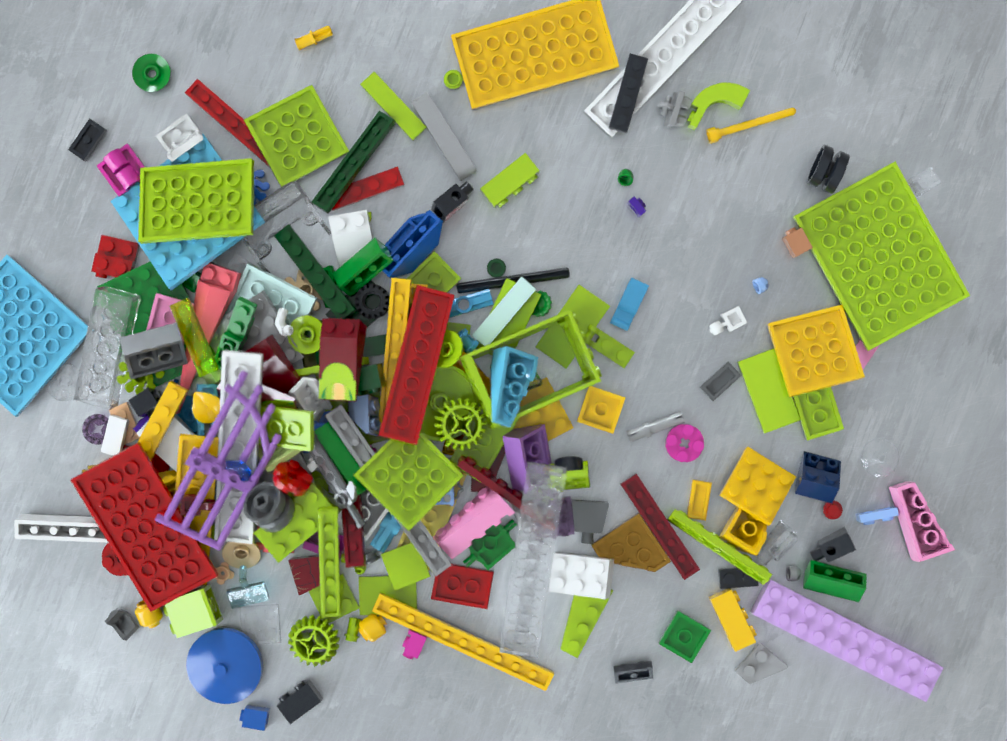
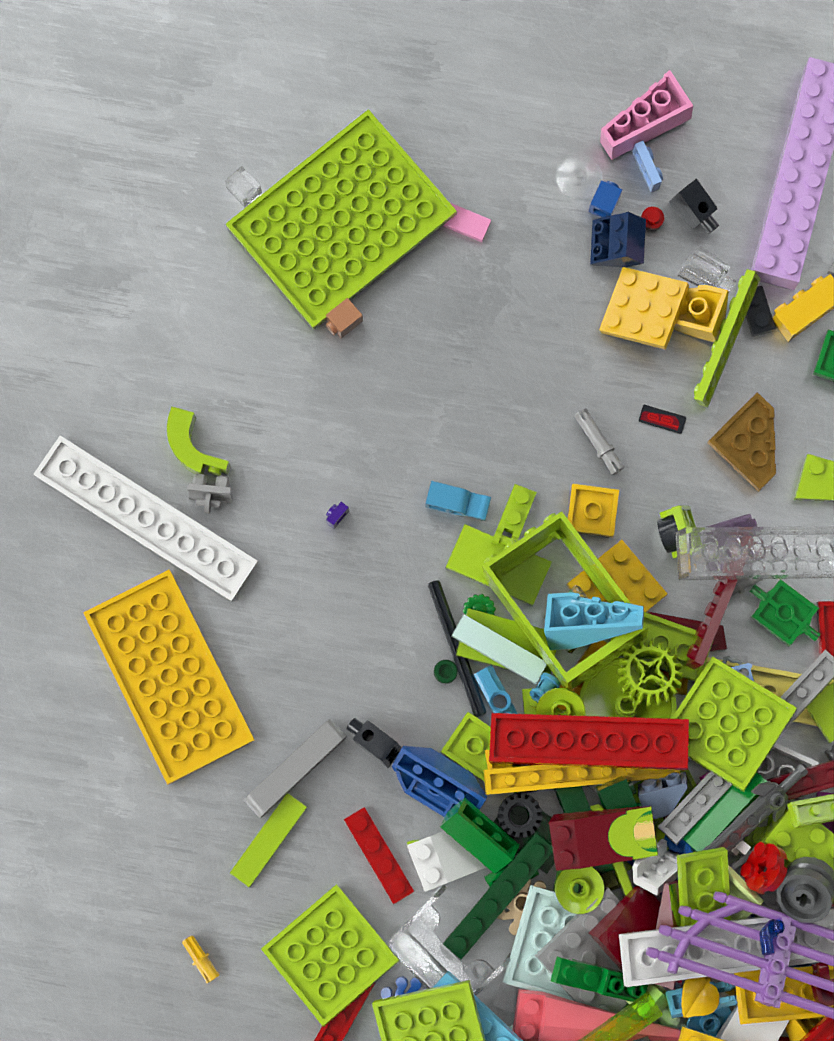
camera: 100 degrees left, 10 degrees down
(284, 329) = (574, 923): white arm -> none
(353, 162) = (349, 875): dark green plate -> none
(388, 529) = (802, 742): medium azure piece -> none
(453, 79) = (221, 771): lime plate -> none
(472, 522) = (765, 636): bright pink wedge -> none
(510, 181) = (335, 674): lime brick -> none
(525, 446) = (661, 591): medium lavender slope -> none
(581, 575) = (799, 491): white brick -> none
(589, 518) = (726, 498): dark grey torso -> none
(625, 177) = (303, 535): green hinge -> none
(628, 93) = (201, 551): black plate -> none
(660, 526) = (717, 413): dark red plate -> none
(664, 481) = (662, 419): none -> sticker
(674, 438) = (613, 391): dark pink plate -> none
(699, 500) = (675, 374): yellow tile -> none
(715, 134) = (231, 438): yellow piece -> none
(720, 381) = (528, 376): dark grey tile -> none
(732, 320) = (452, 375): white plate -> none
(760, 285) = (403, 351): light blue hinge -> none
(768, 391) = (527, 318): lime tile -> none
(793, 573) = (738, 249): light grey hinge -> none
(815, 350) = (469, 271): yellow plate -> none
(818, 413) = (525, 264): lime plate -> none
(828, 168) = (250, 297): black wheel -> none
(834, 581) = (736, 198): green brick -> none
(855, 474) = (605, 199): none -> blue brick

